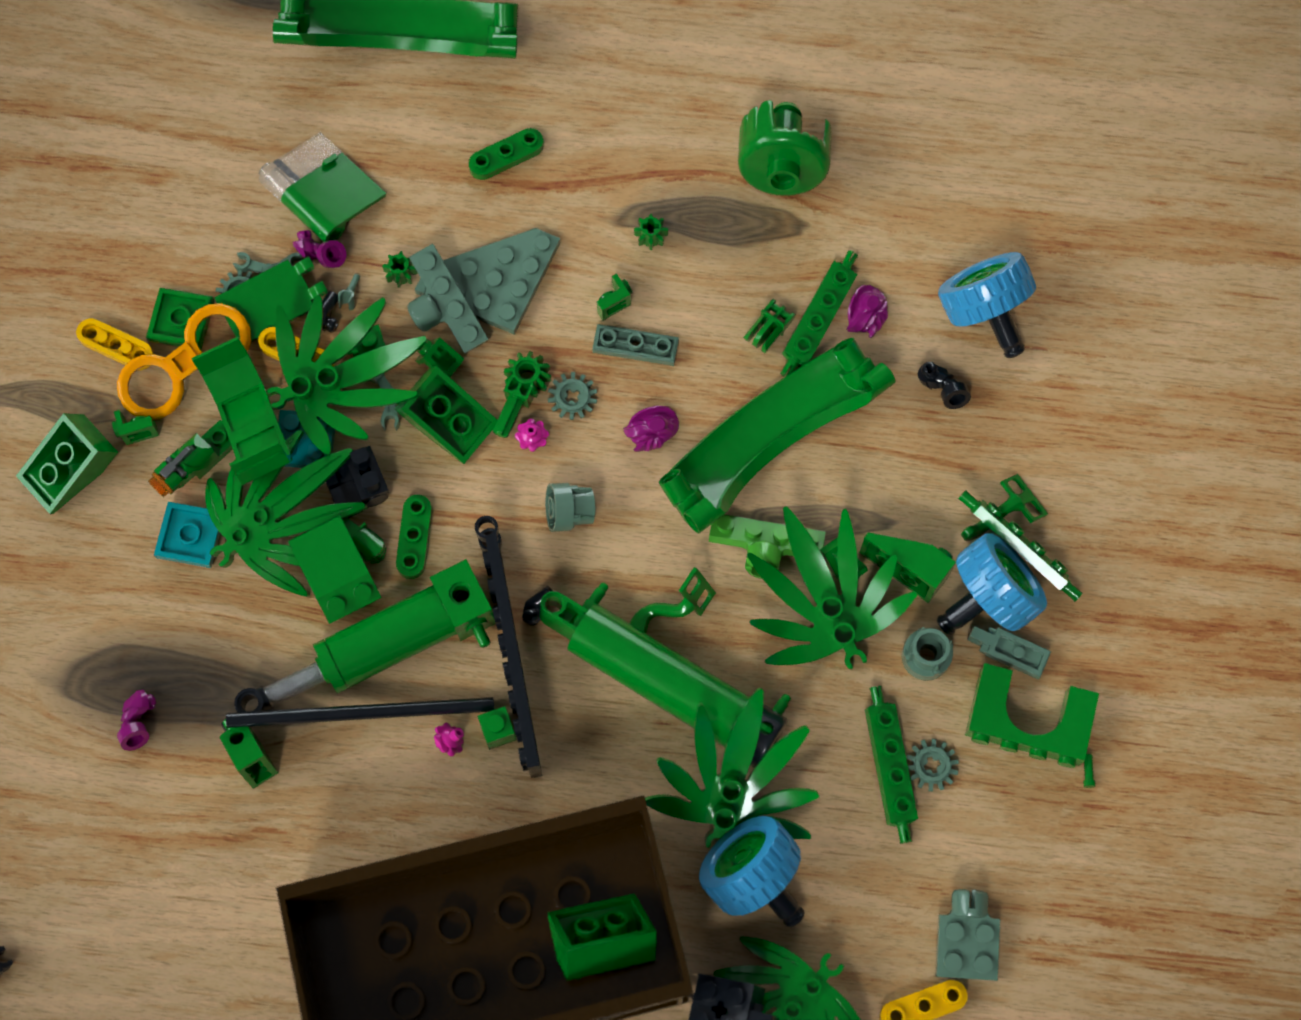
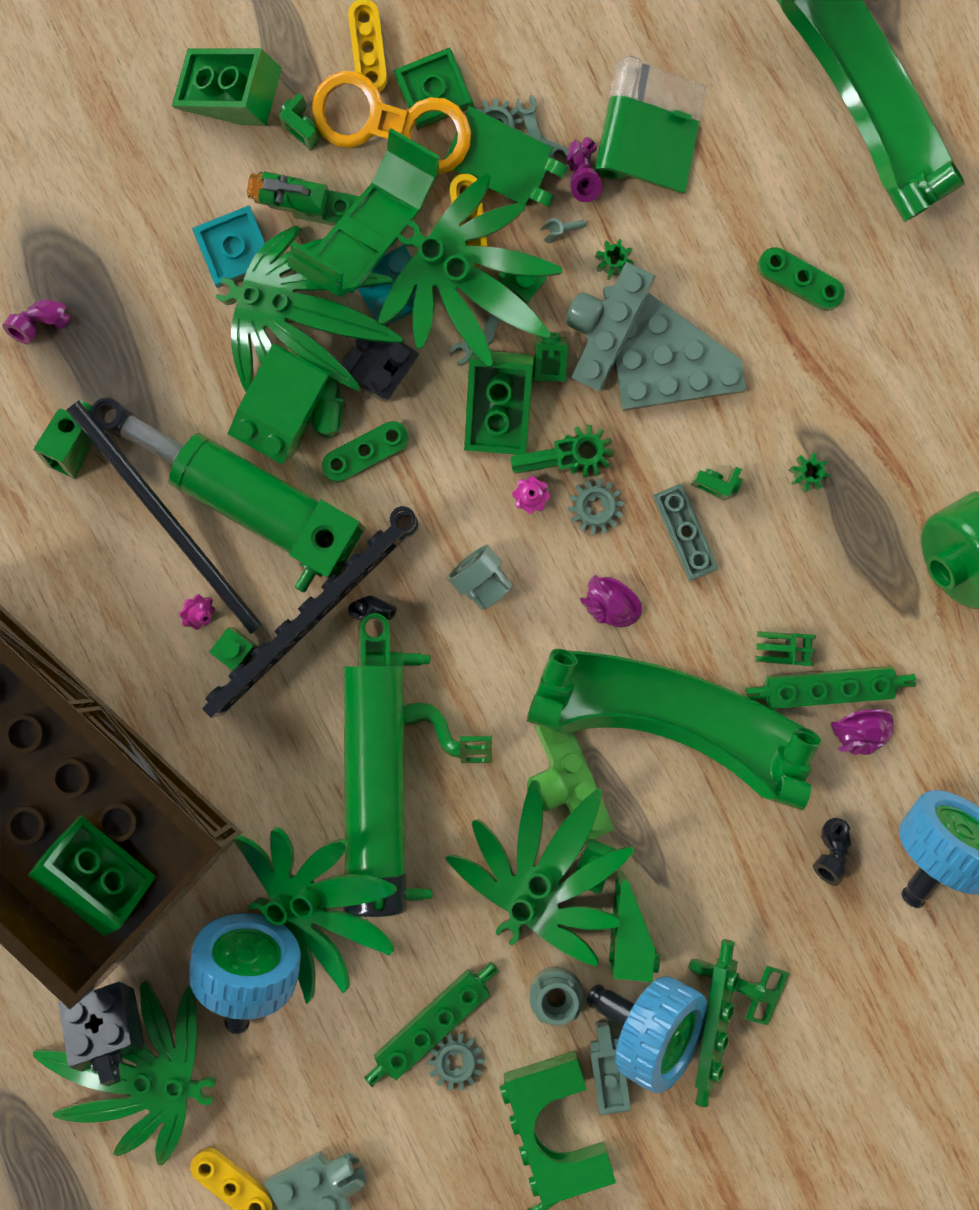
camera: 55 degrees right, 15 degrees up
(329, 302) = (528, 217): black arm -> none

